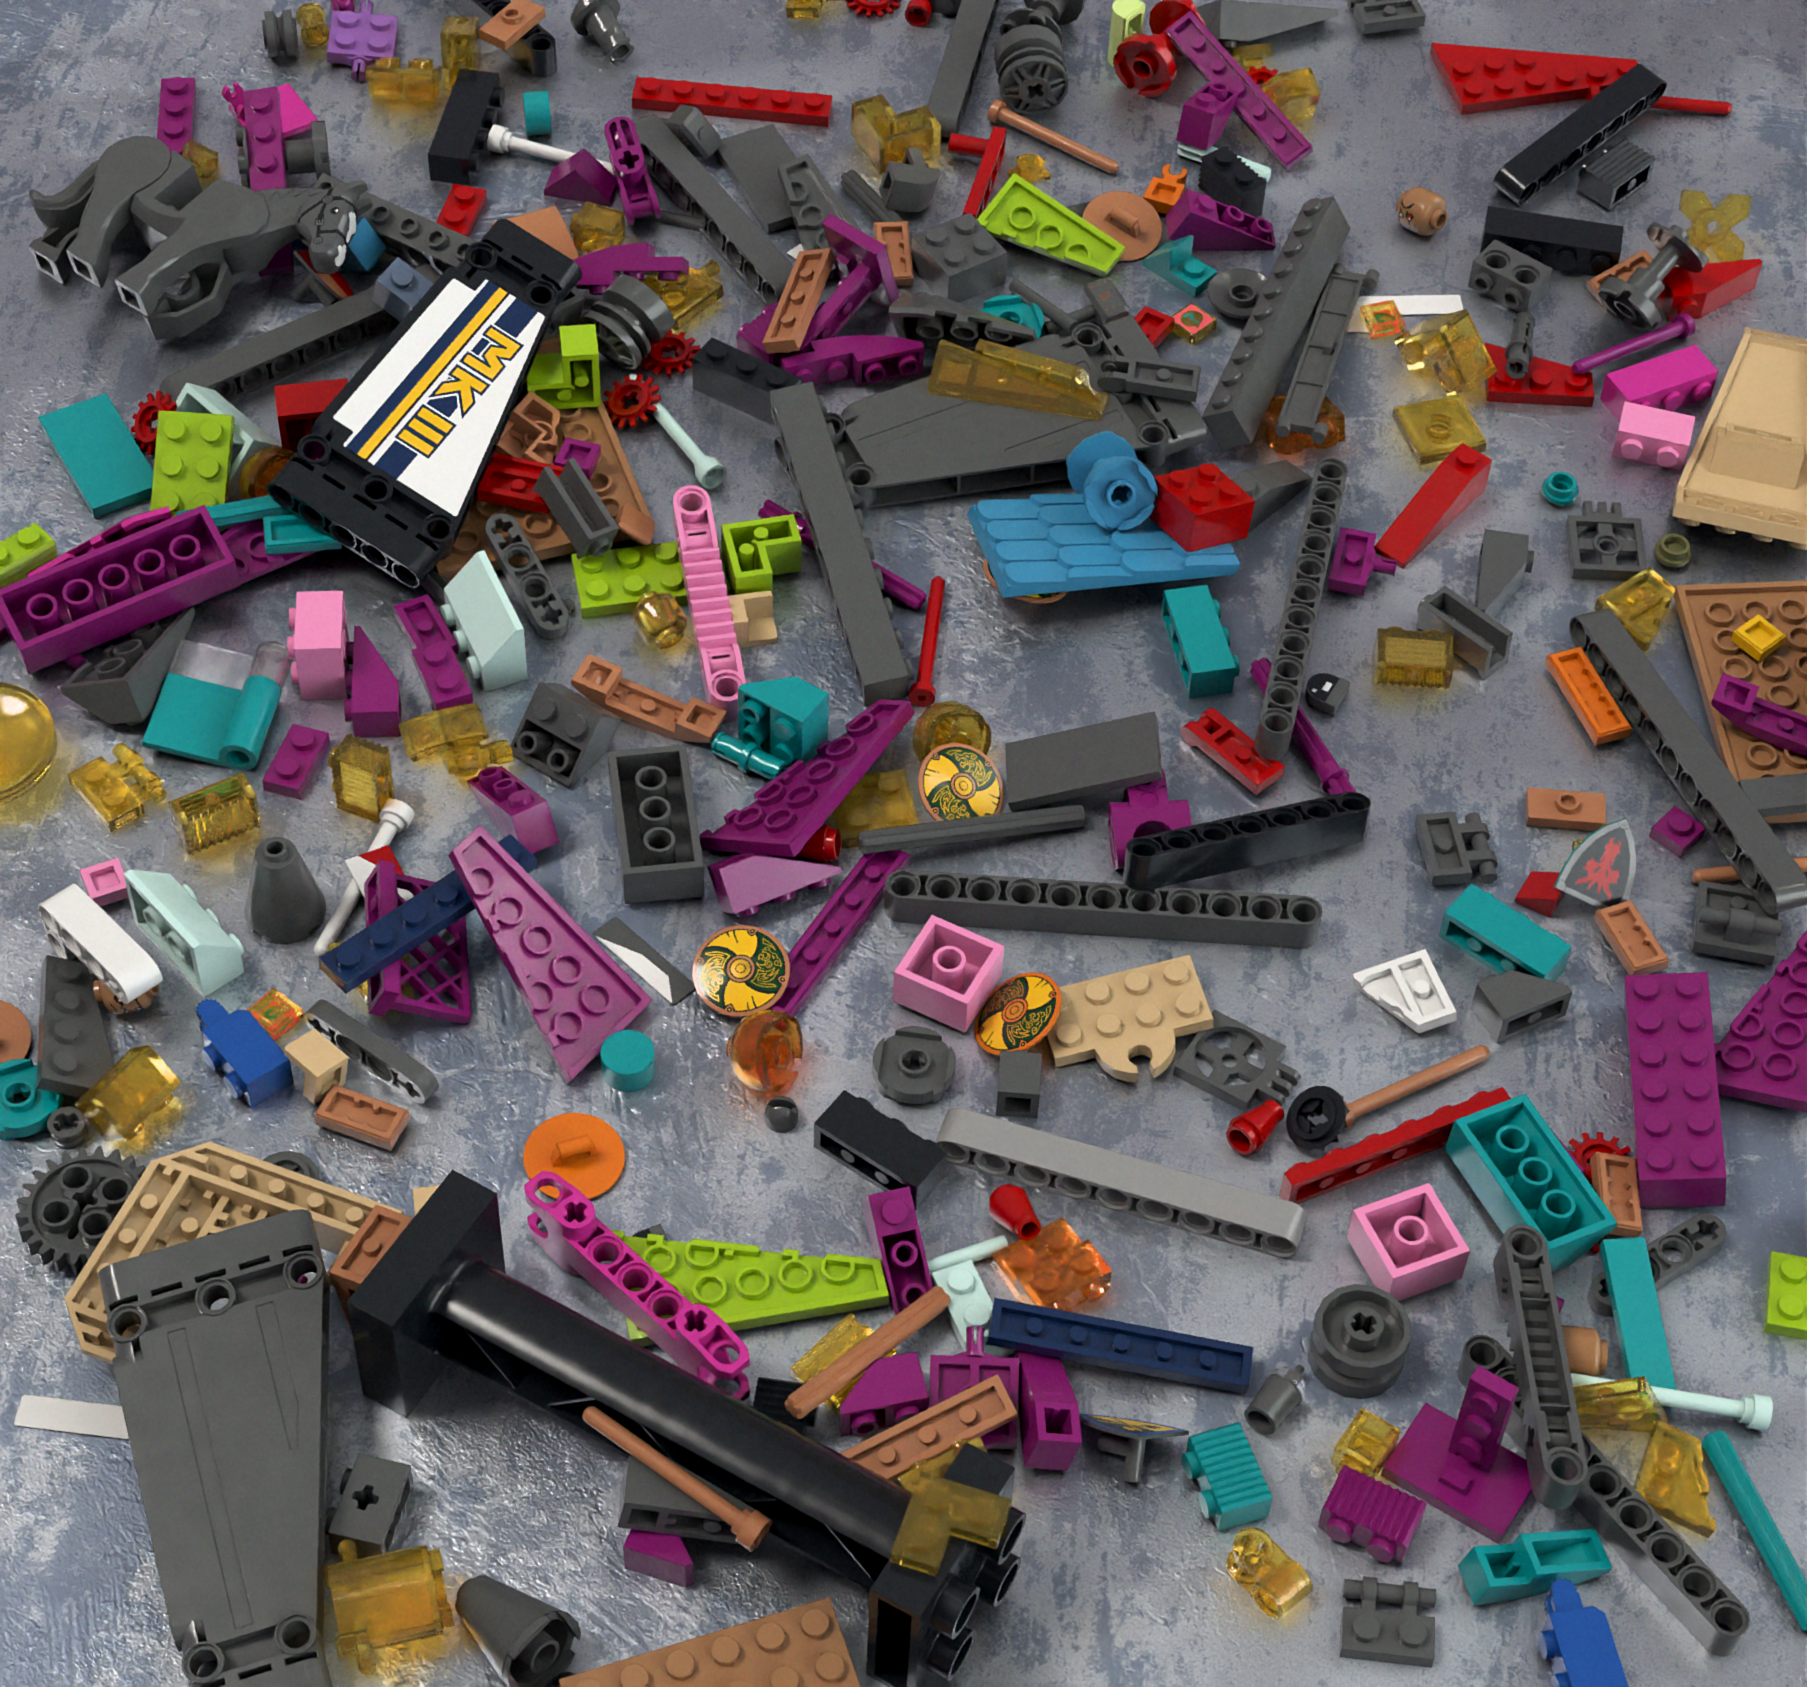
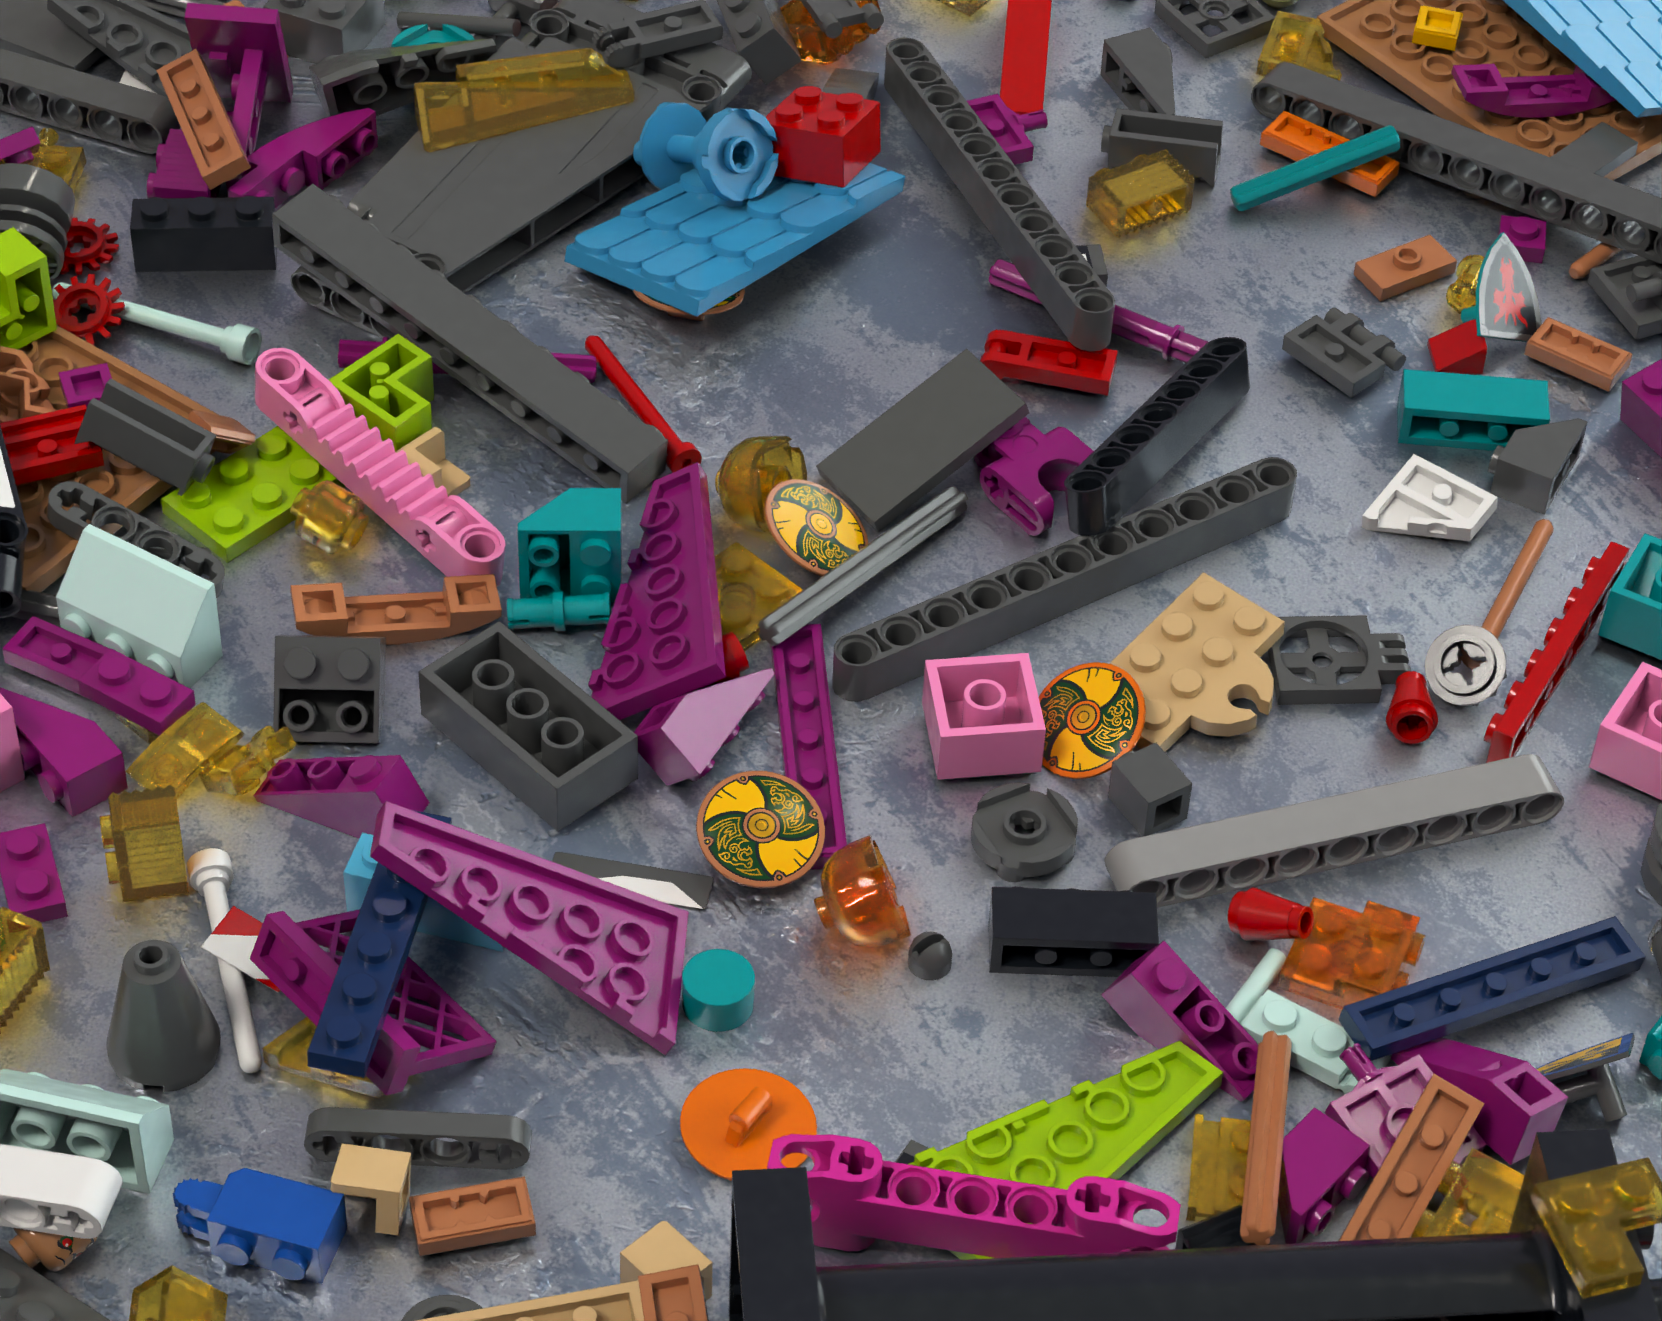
camera: 35 degrees left, 5 degrees down
(276, 1013) = (259, 1153): clear yellow tile -> none
(1199, 641) = (919, 274): teal brick -> none
(1558, 701) = (1315, 168): none -> teal axle

